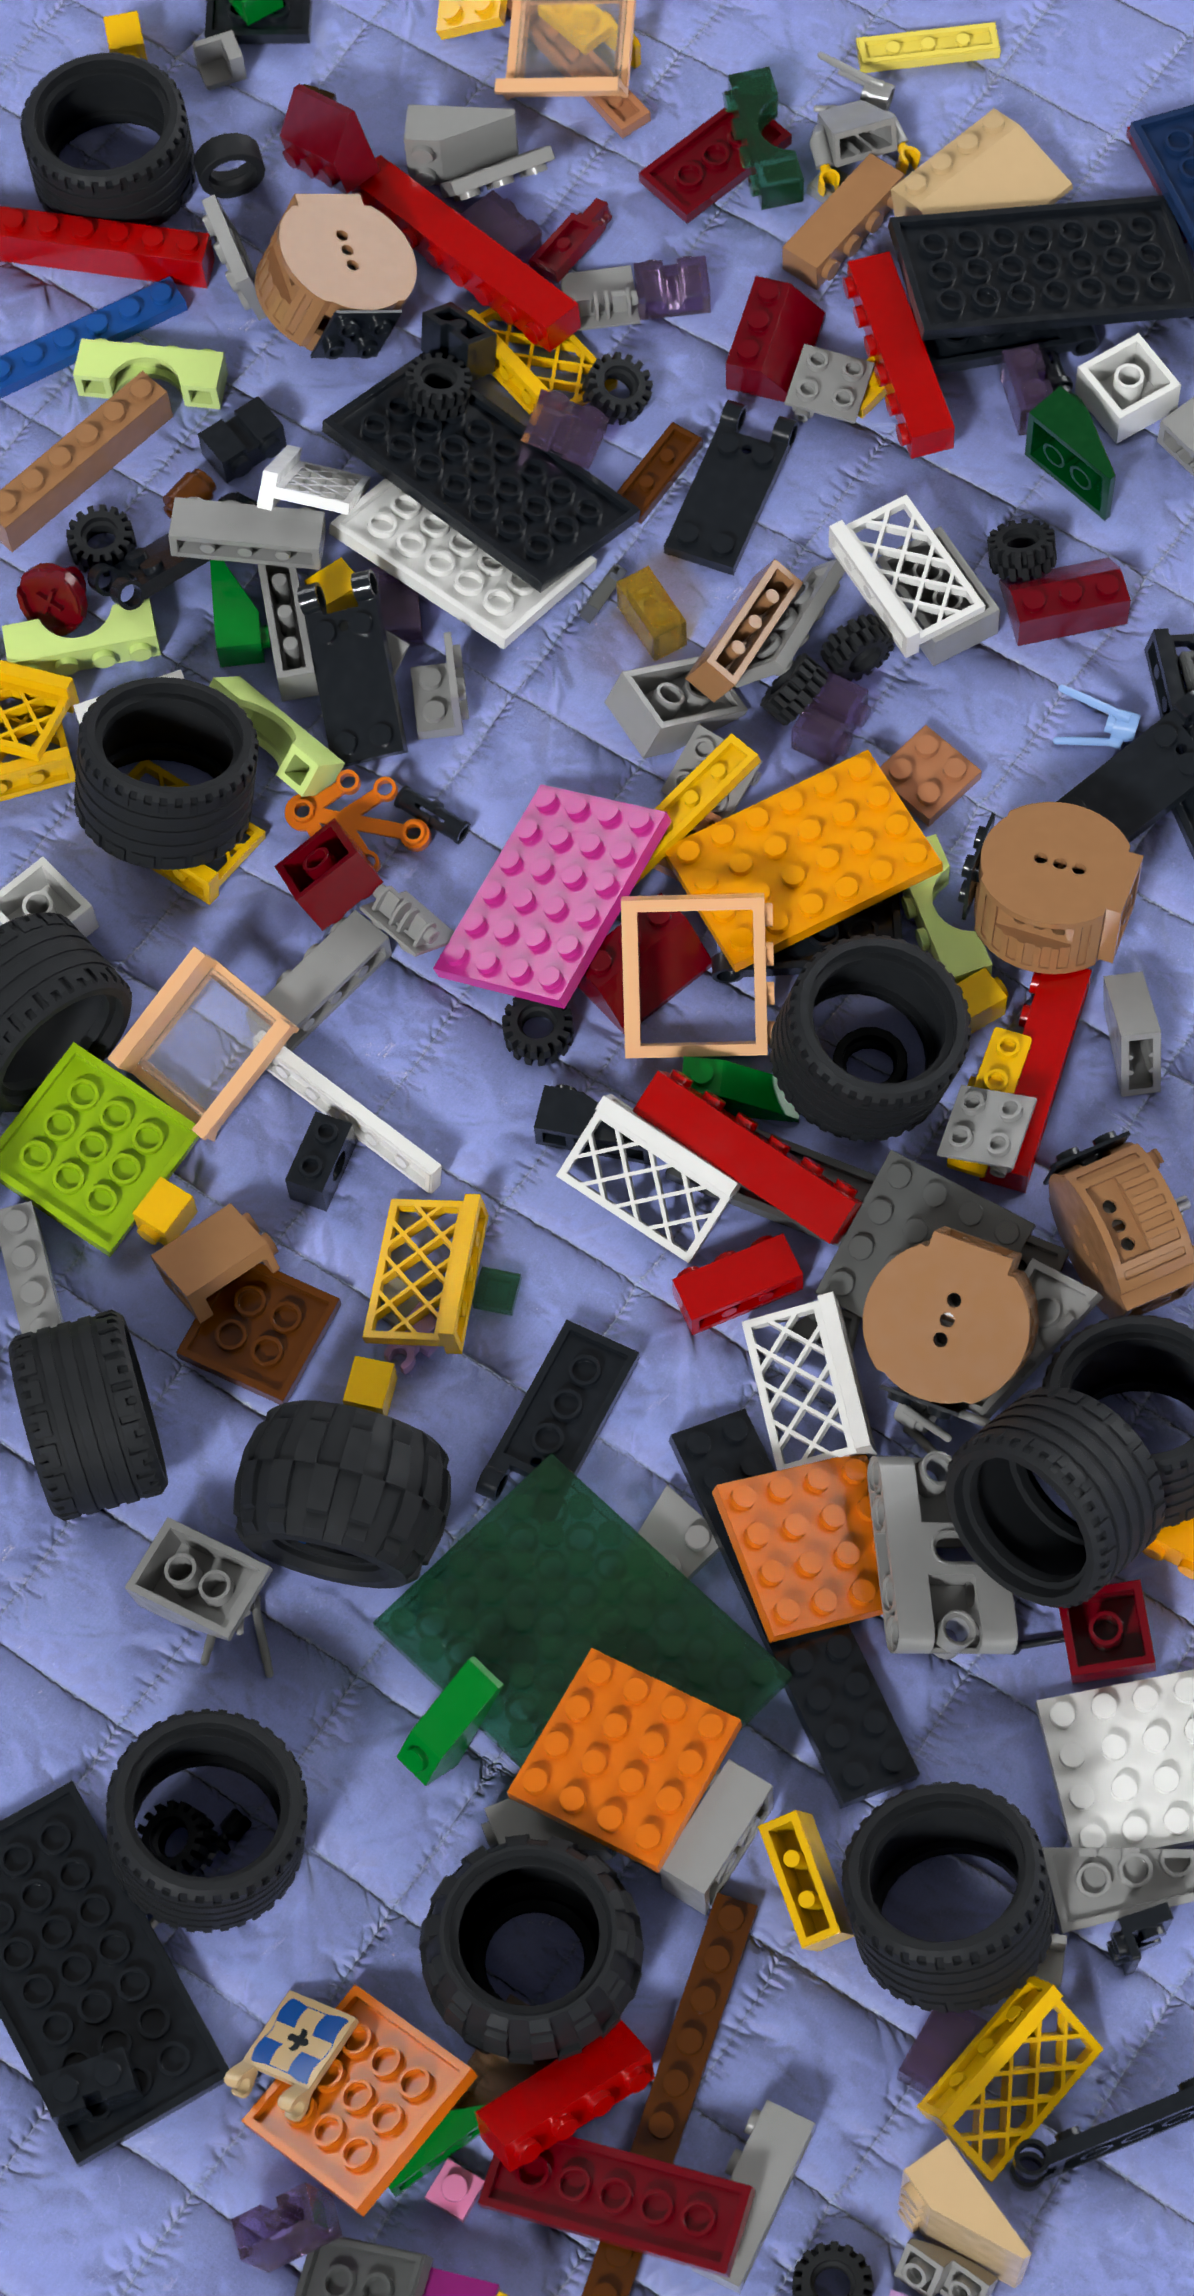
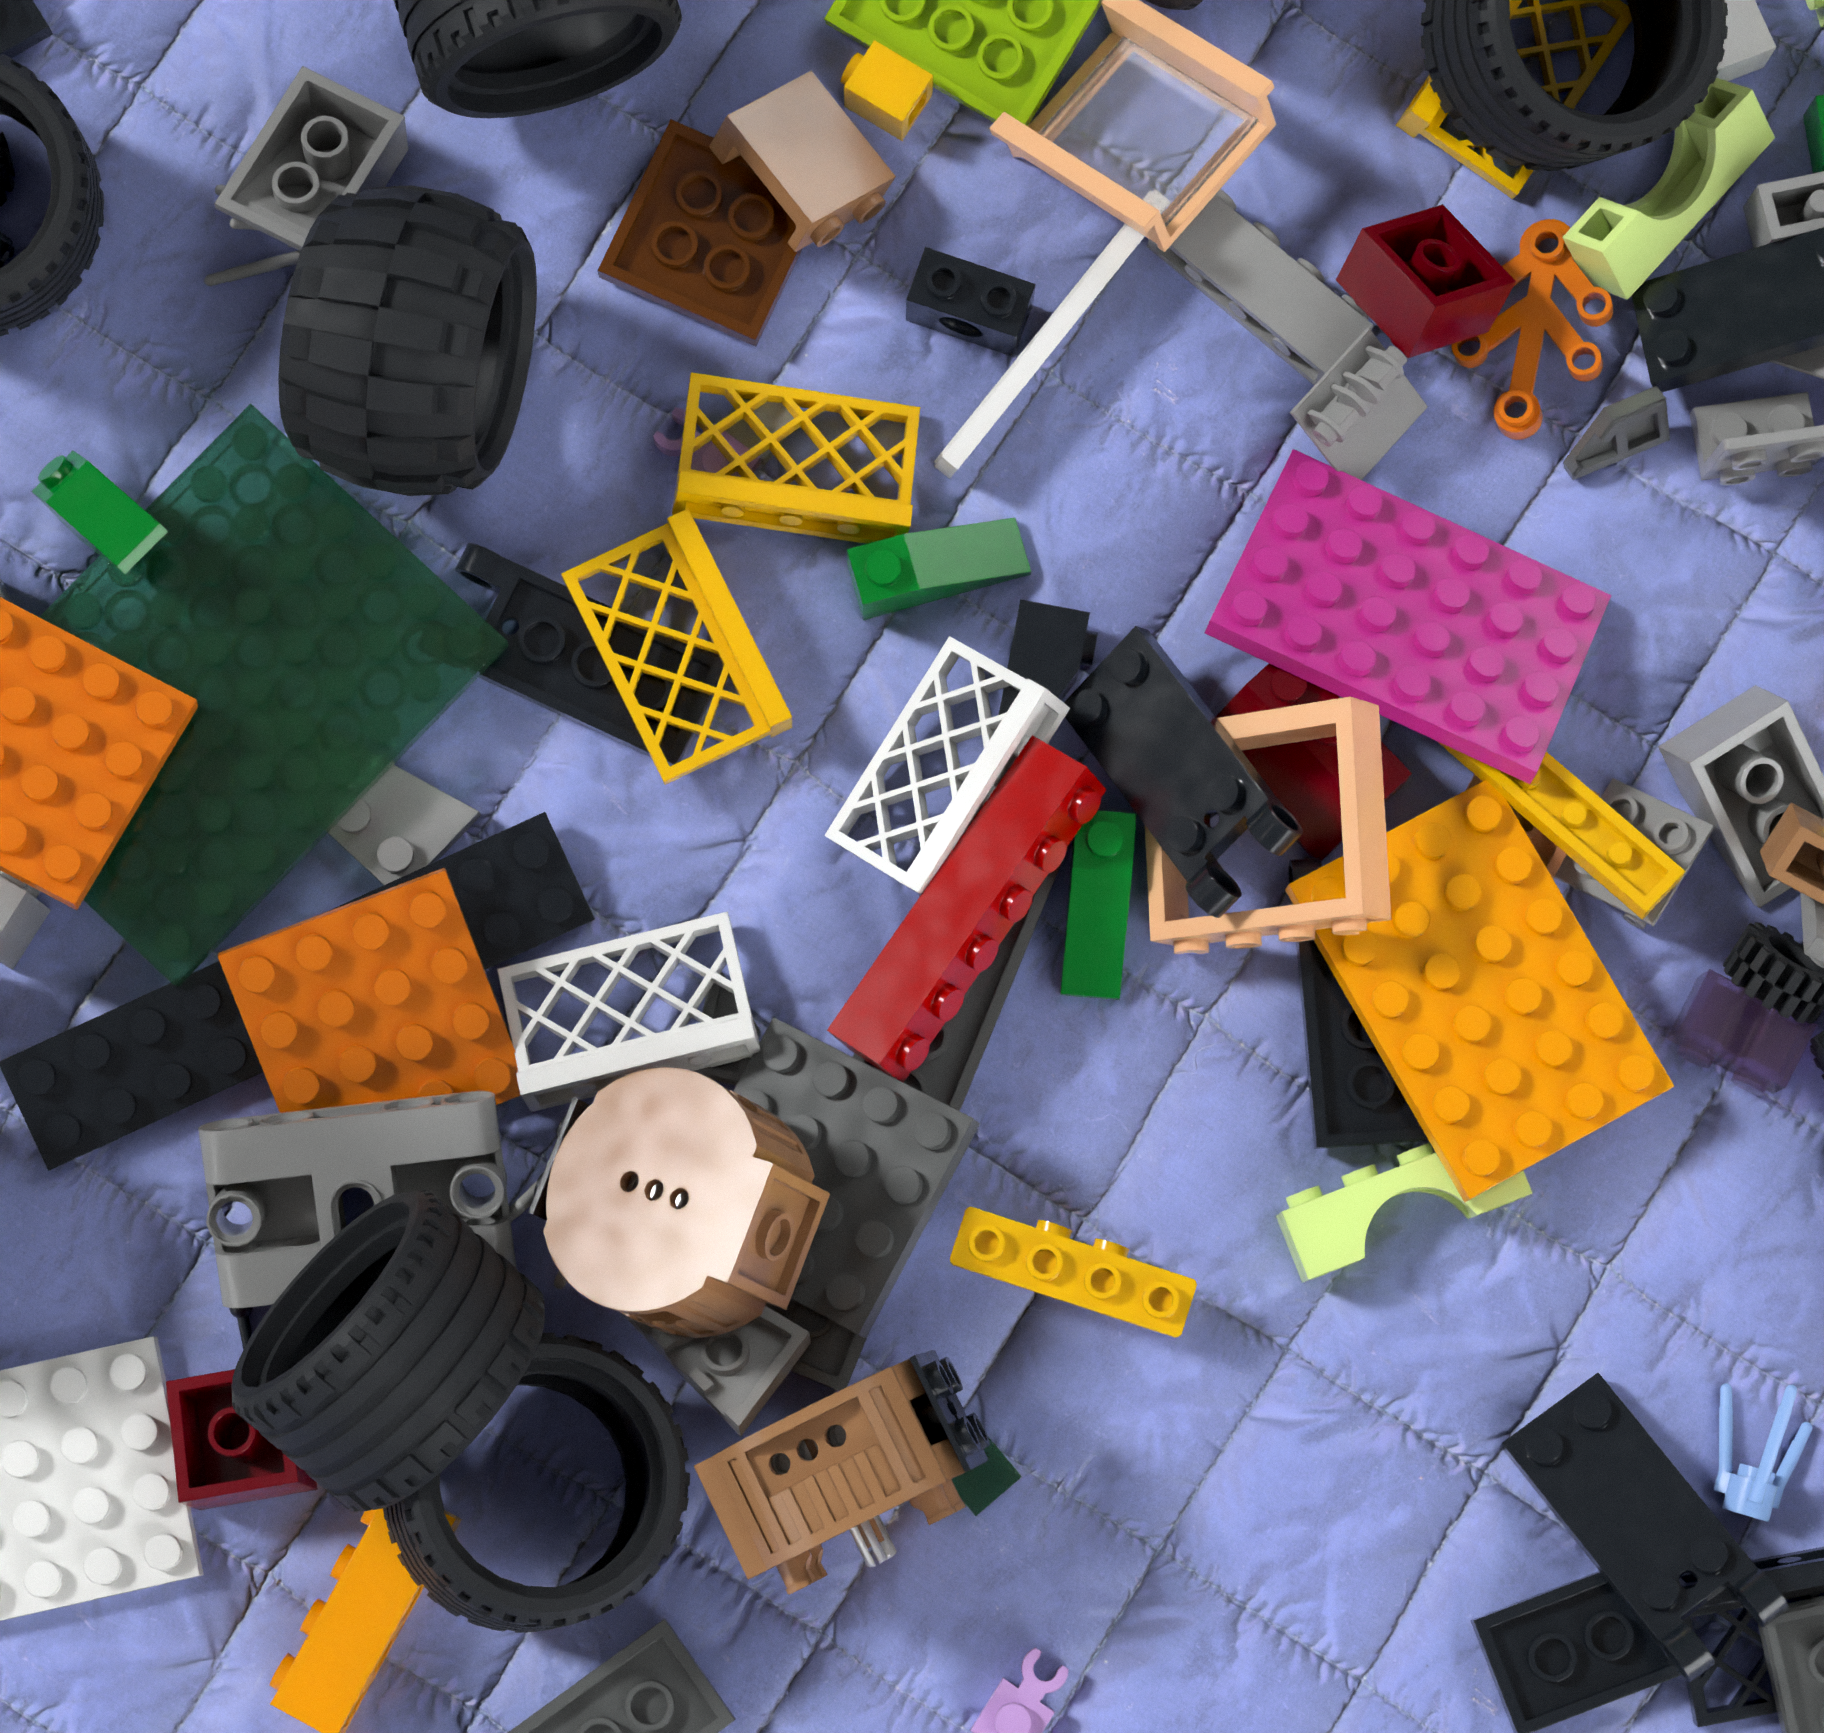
camera: 80 degrees right, 15 degrees up
(371, 1385) = (616, 389): yellow brick -> none
(412, 802) = (1553, 436): black pin -> none
(433, 774) = (1620, 433): none -> dark grey tile
(497, 1291) = (778, 563): clear green tile -> none
(504, 1191) = (935, 565): none -> green slope
(536, 1048) = (1161, 603): black tyre -> none
(544, 1315) = (723, 624): none -> yellow fence
(653, 1027) = (1176, 766): none -> black hinge
(737, 1283) = (789, 903): red brick -> none
(873, 1039) = (1189, 1093): black tyre -> none
(910, 983) = (1210, 1192): black tyre -> none
(929, 775) = (1653, 1185): nougat plate -> none
(985, 998) = (1257, 1259): yellow brick -> none
(987, 1128) = (1018, 1265): light grey hinge -> none
(1051, 887) = (1427, 1366): medium nougat piece -> none
(1052, 1026) = (1198, 1367): red brick -> none
(1133, 1033) = (1208, 1495): light grey slope -> none

